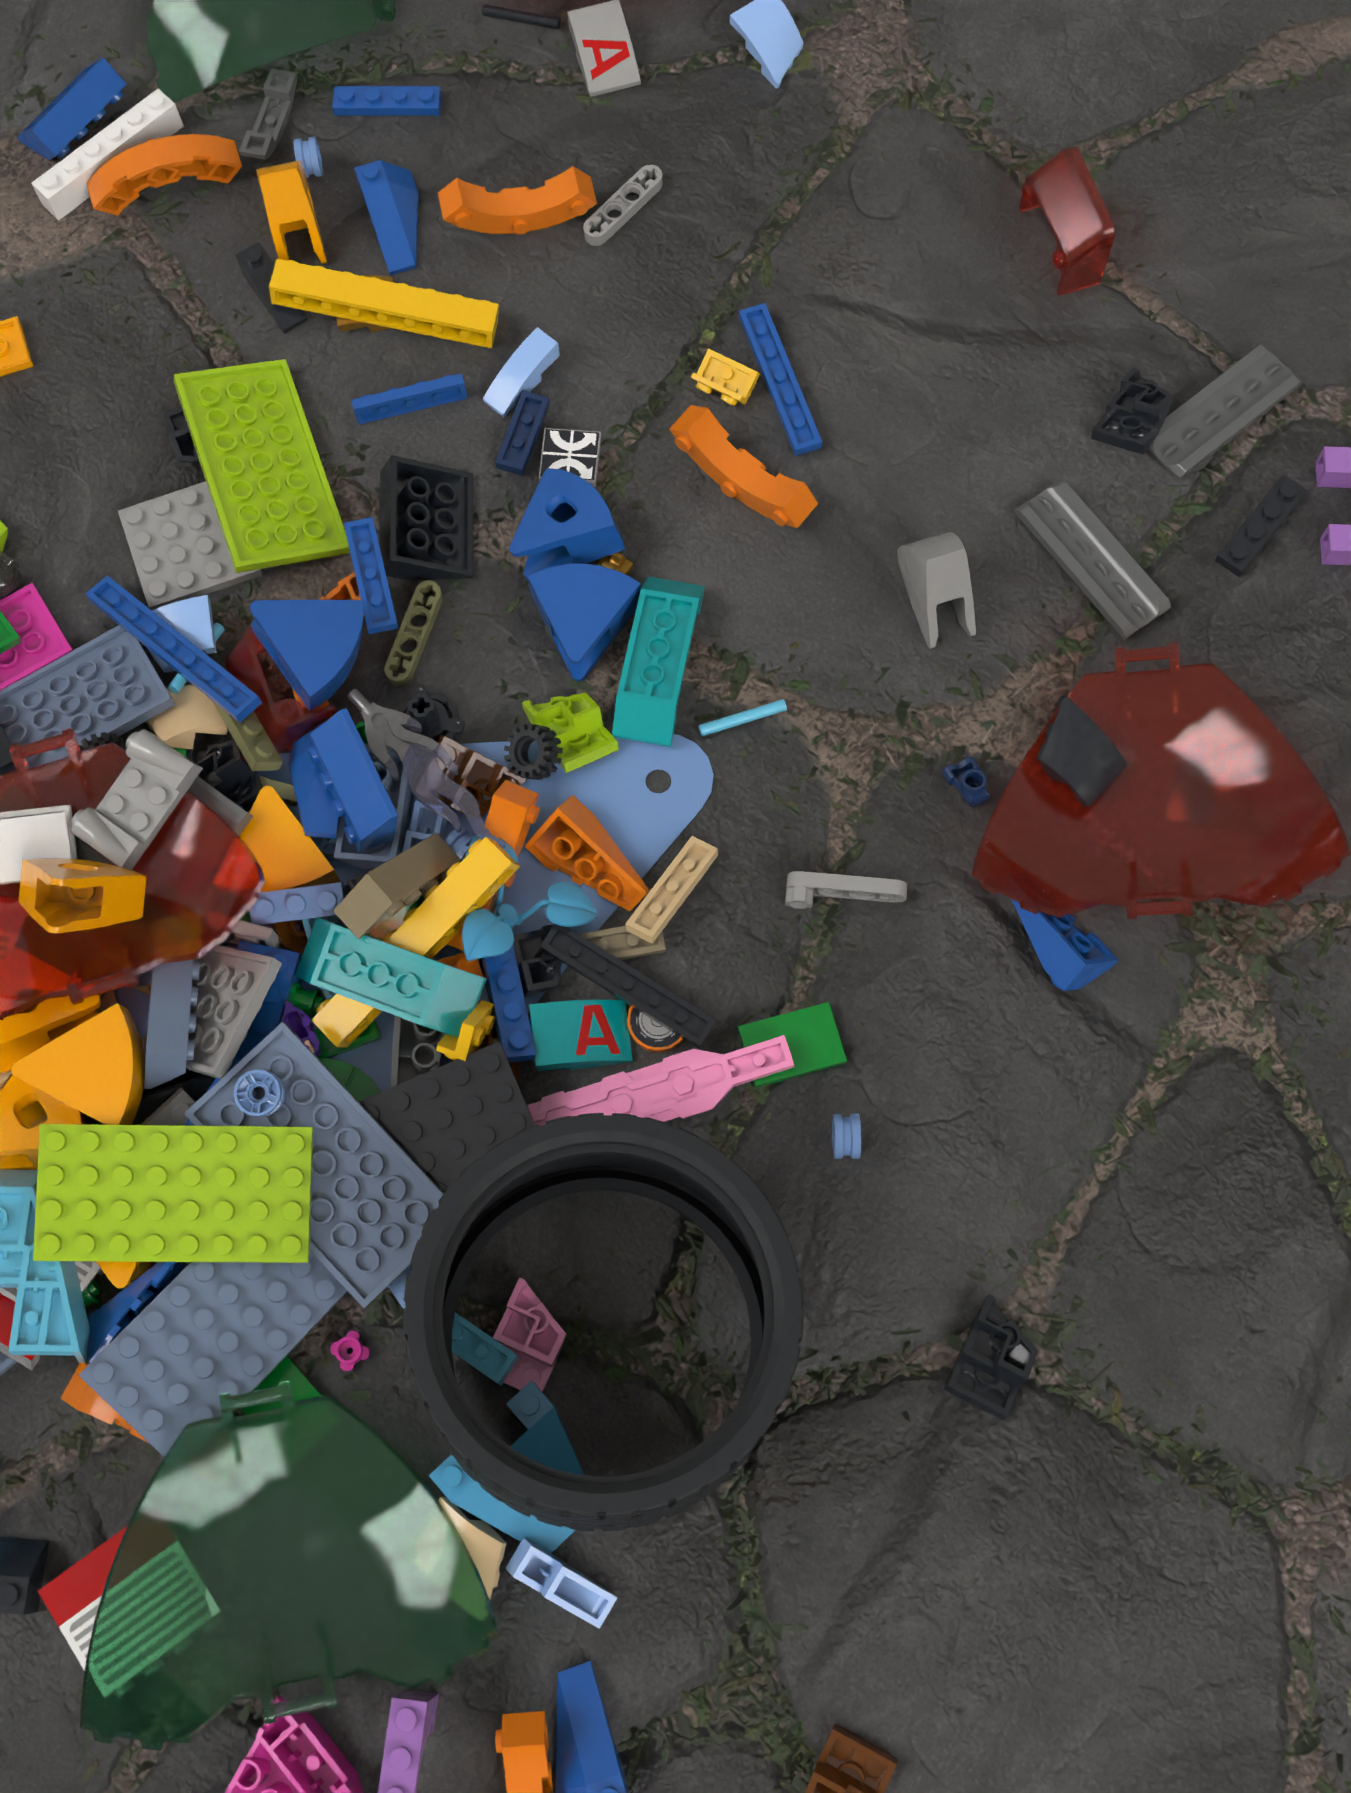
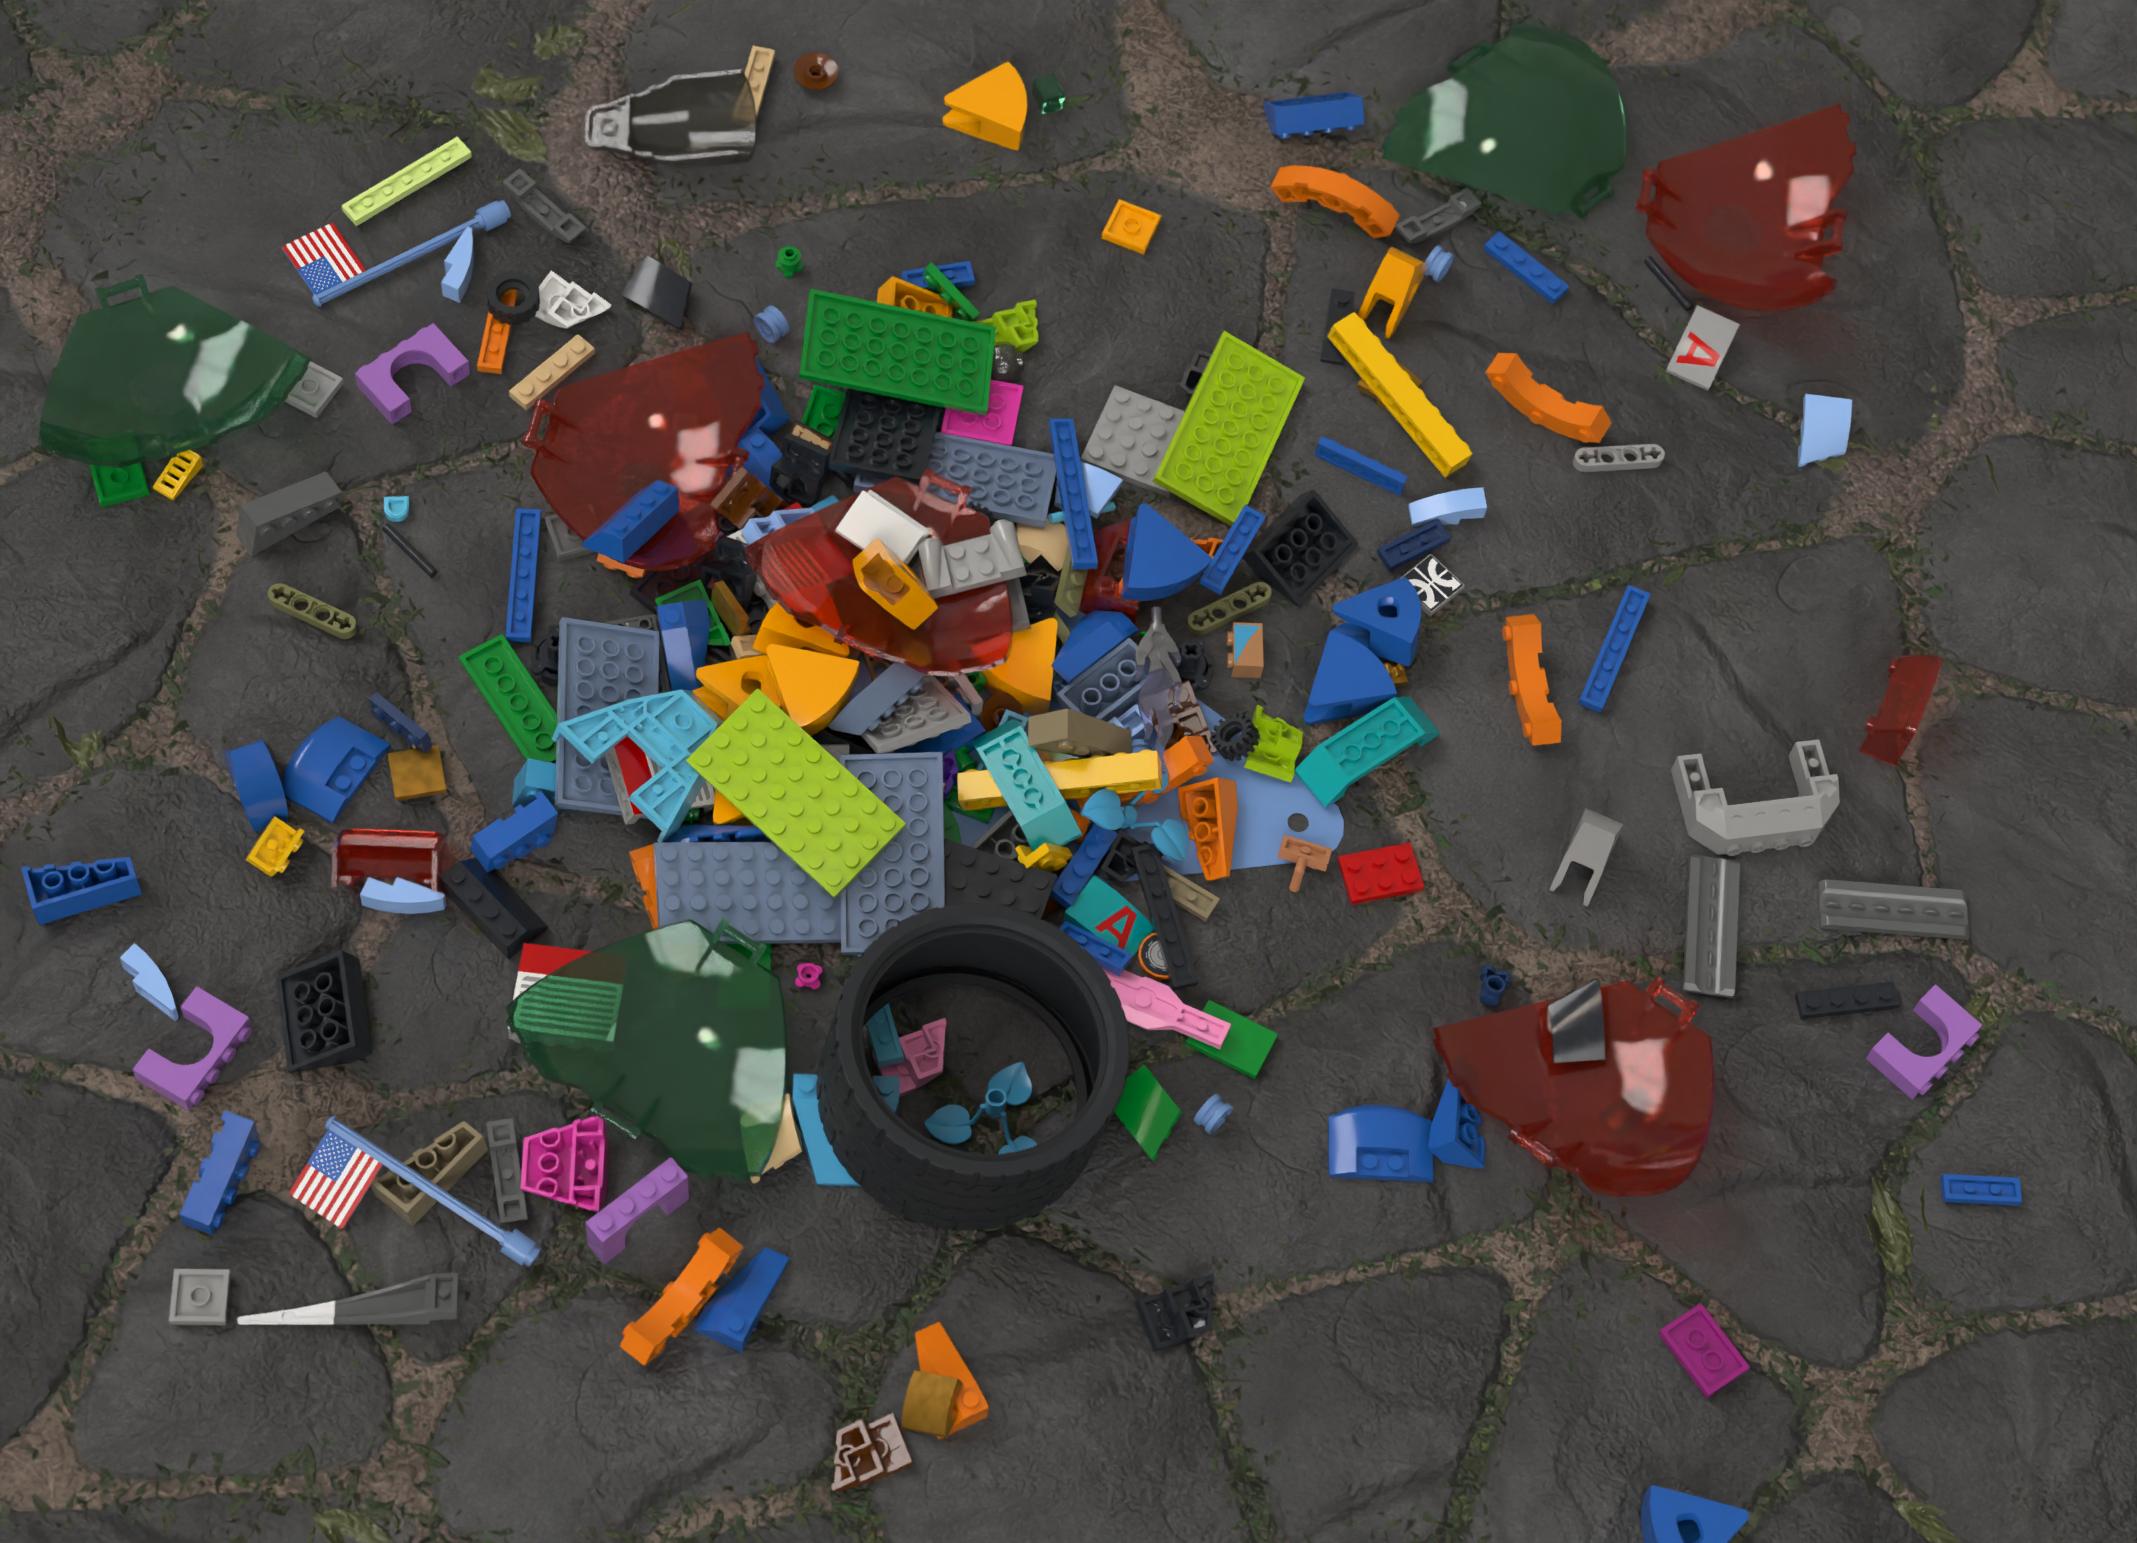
camera: 30 degrees right, 10 degrees down
(65, 183) = (1352, 159): white brick -> none
(245, 1094) = (884, 774): medium blue wheel -> none
(297, 903) = (1008, 698): medium blue plate -> none
(352, 782) = (1107, 657): blue slope -> none
(392, 208) = (1464, 337): blue wedge -> none
(465, 659) = (1246, 650): none -> medium nougat brick
(561, 1583) = (812, 1201): light blue slope -> none
(591, 1077) = (1106, 954): none -> blue plate
(617, 1371) = (1008, 1086): none -> dark azure plant
(671, 889) = (1244, 887): tan plate -> none
(696, 807) = (1303, 854): none -> nougat plate
(725, 377) = (1578, 618): yellow bracket -> none
(742, 717) = (1387, 829): medium azure bar -> none
(774, 764) = (1380, 873): none -> red plate
(791, 1187) = (1147, 1110): none -> green slope
(803, 885) = (1330, 957): light grey beam -> none
(858, 1649) = (940, 1357): none -> orange wedge
(862, 1688) = (930, 1404): none -> pearl gold slope
(1010, 1022) = (1379, 1144): none -> blue slope
(1046, 433) = (1763, 823): none -> light grey wedge
(1134, 414) = (1828, 861): black slope -> none

